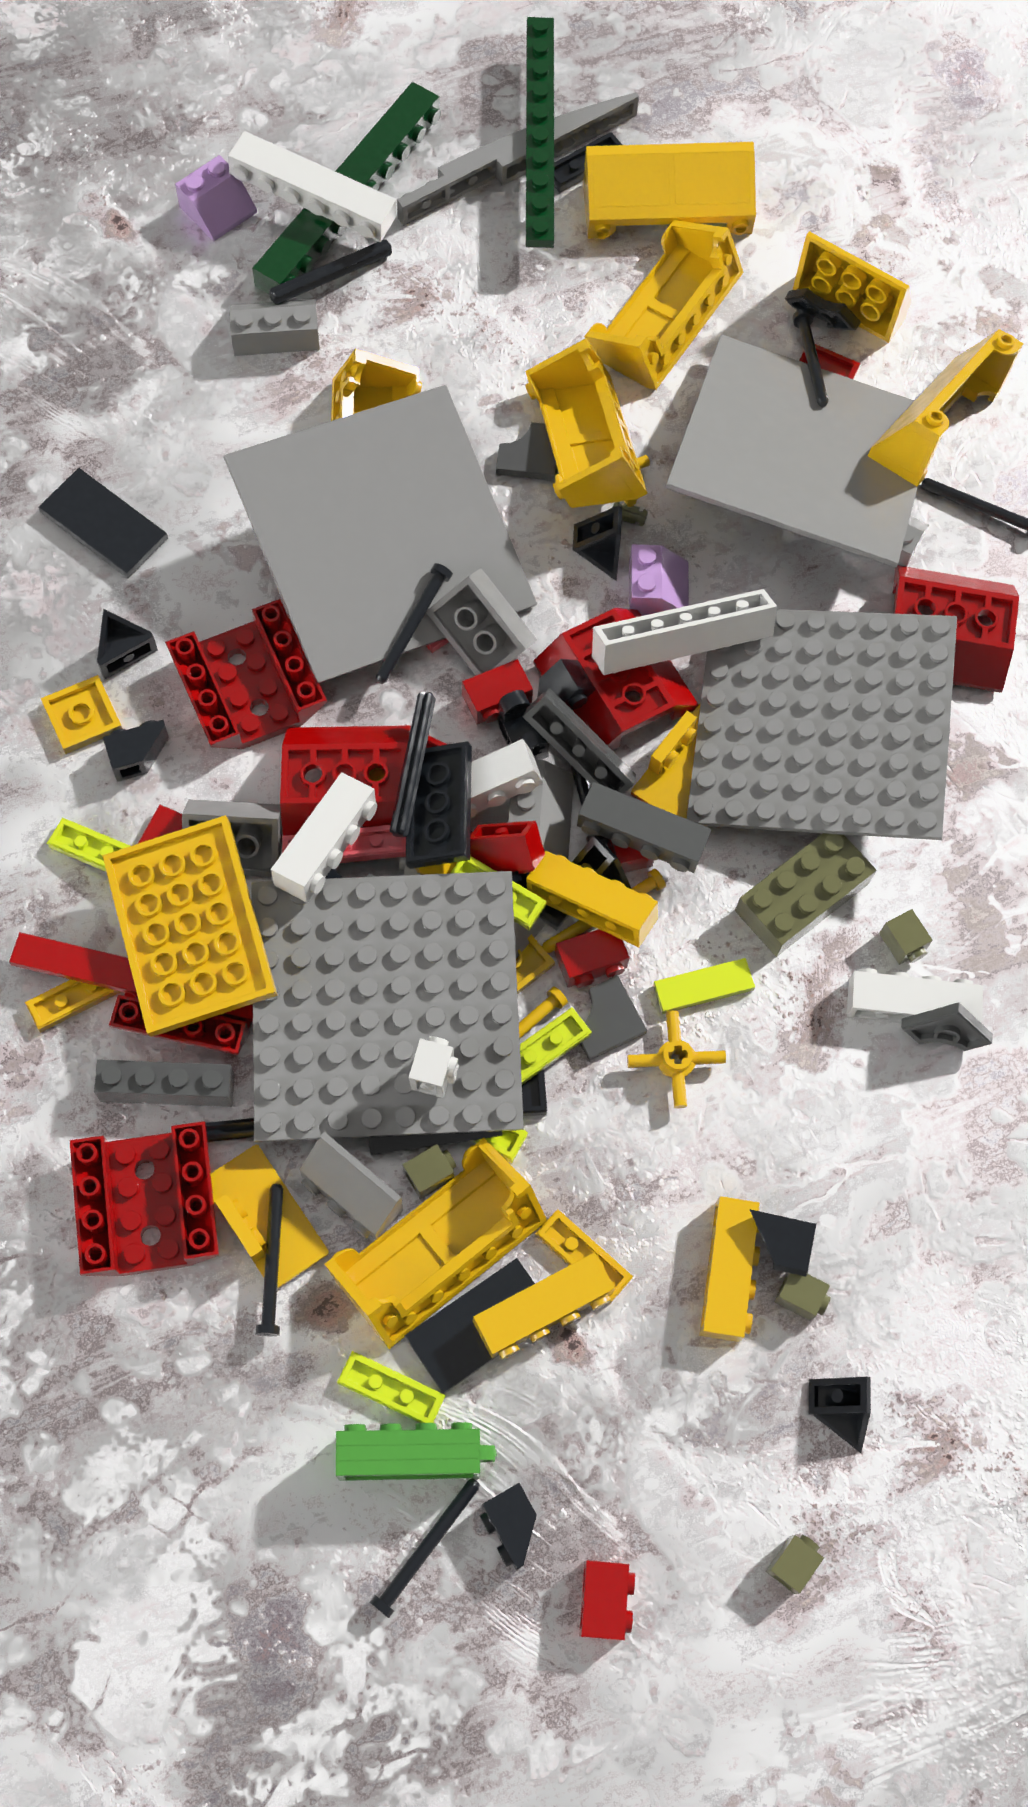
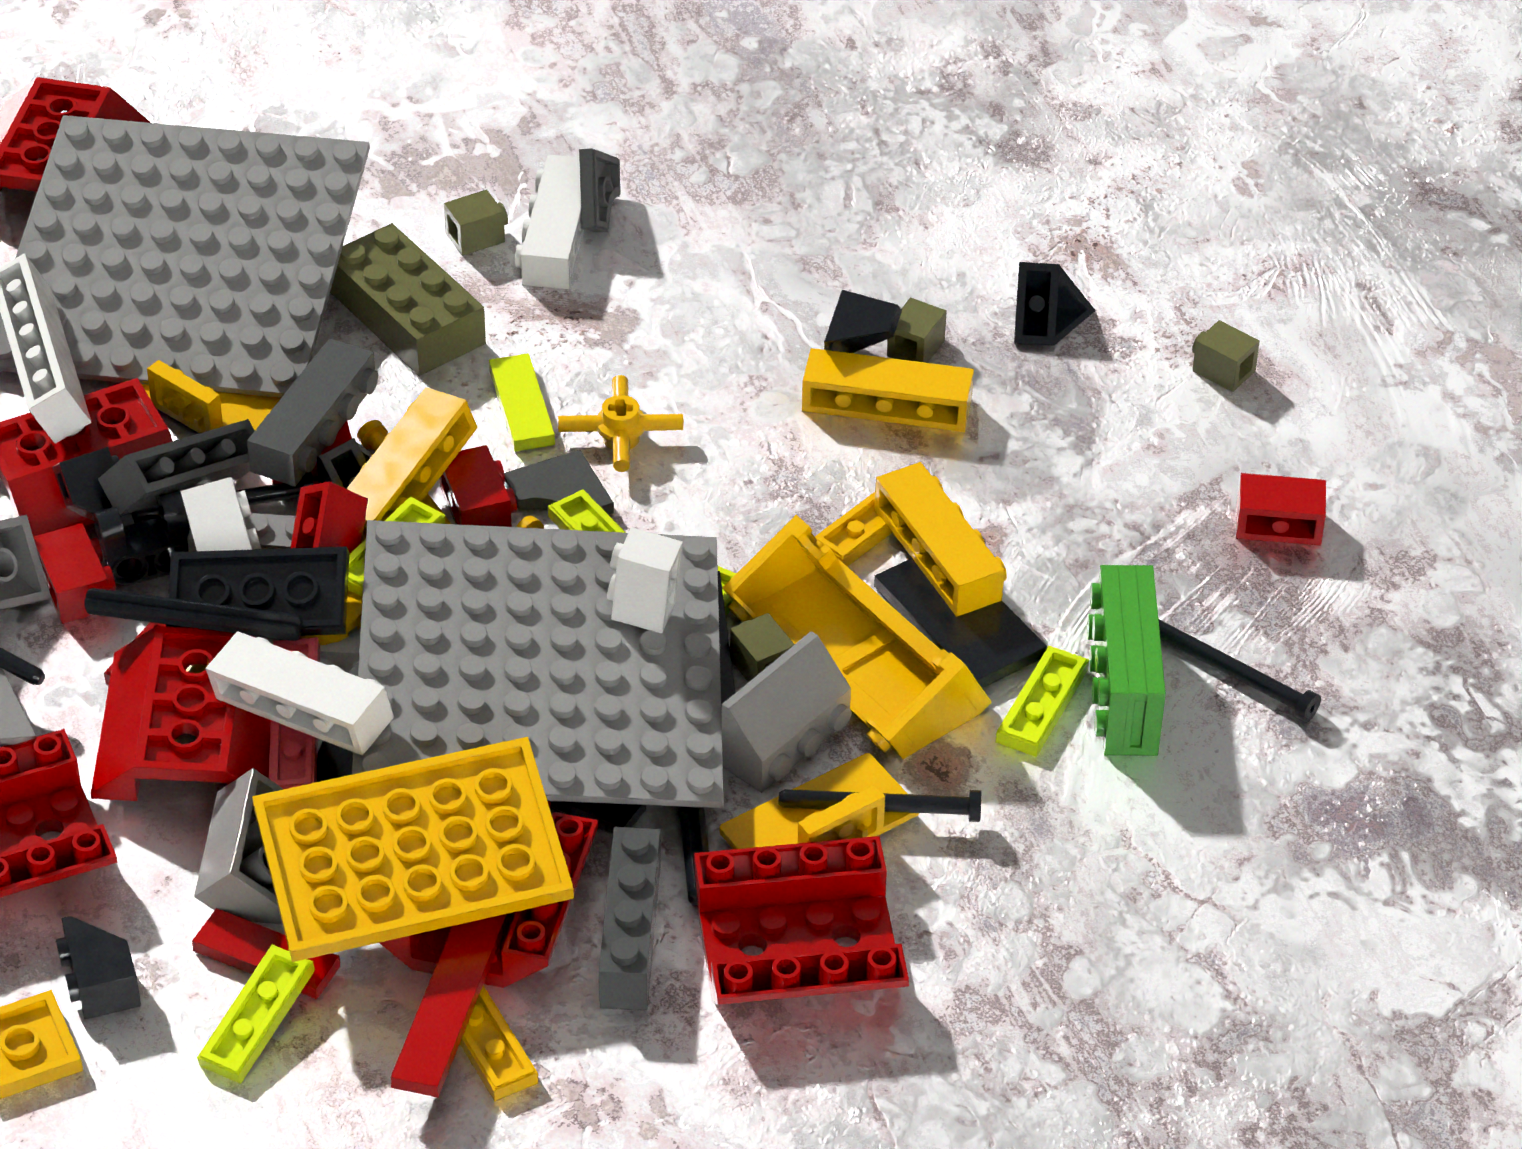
camera: 85 degrees left, 25 degrees down
(513, 1521) = (1201, 583): black slope -> none

